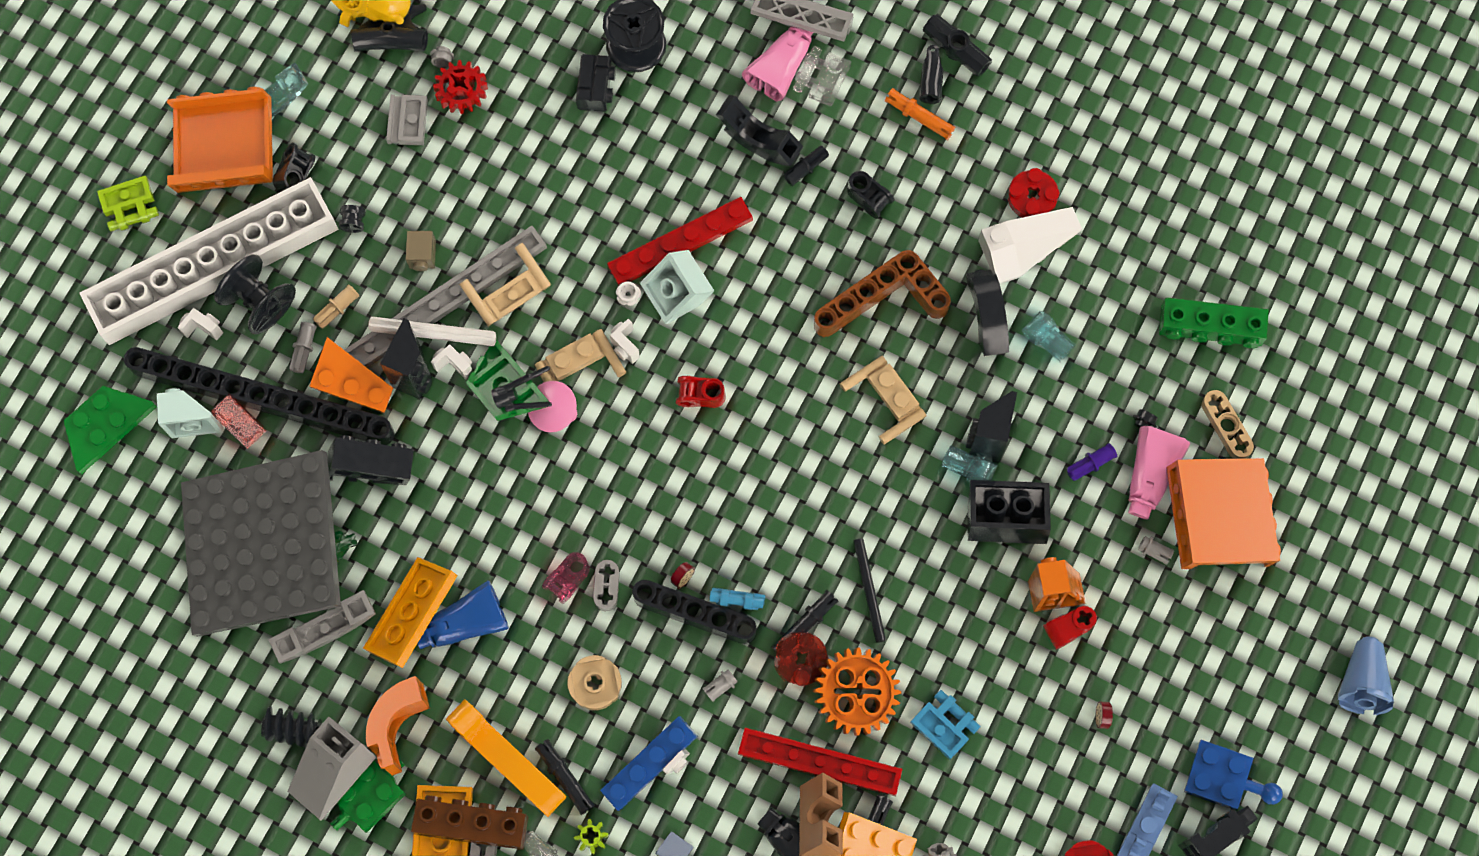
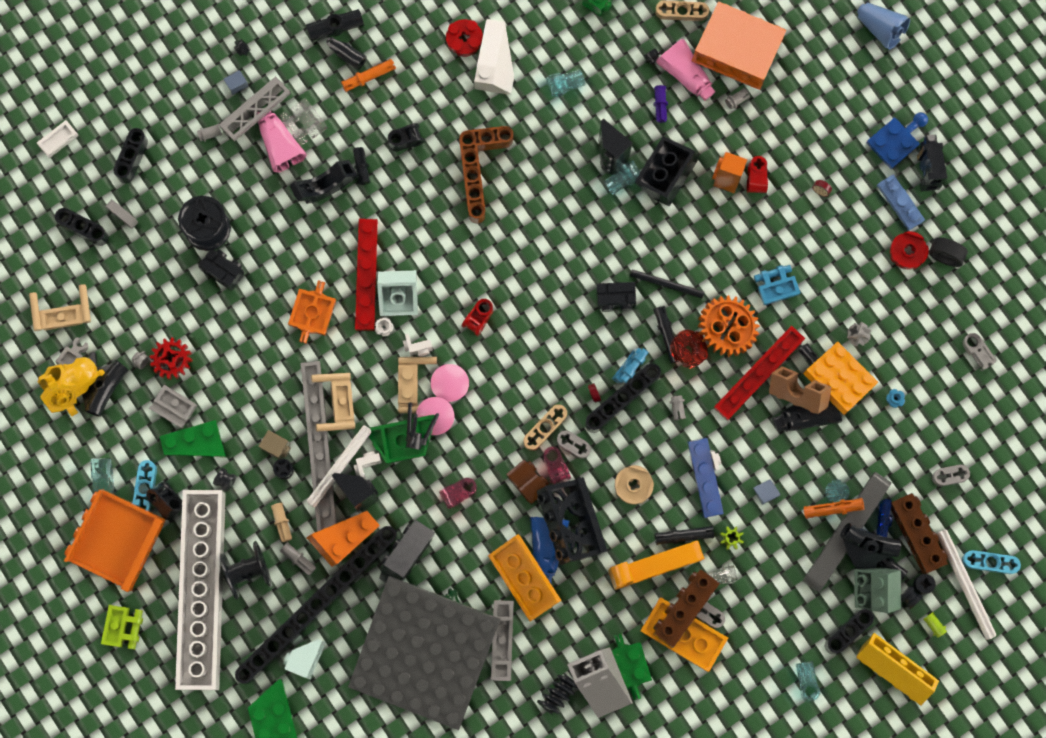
camera: 65 degrees left, 5 degrees up
(195, 319) = (244, 614): white bracket -> none
(238, 421) = (328, 626): clear red plate -> none
(313, 129) = (140, 473): none -> medium azure beam
(381, 165) = (198, 440): none -> green wing
(387, 716) = (582, 623): orange arch -> none
(395, 270) = (280, 466): none -> black wheel
(473, 480) = (454, 494): none -> clear pink piece
(530, 555) = (526, 480): none -> reddish brown brick
(543, 626) = (559, 534): none -> black fence
(600, 206) = (312, 312): none -> orange plate
(602, 403) = (449, 382): none -> bright pink dish
(629, 540) = (532, 434): none -> tan beam
(817, 536) = (616, 295): none -> black brick
(892, 392) = (545, 198): tan plate -> none
(990, 312) = (529, 105): black arch -> none

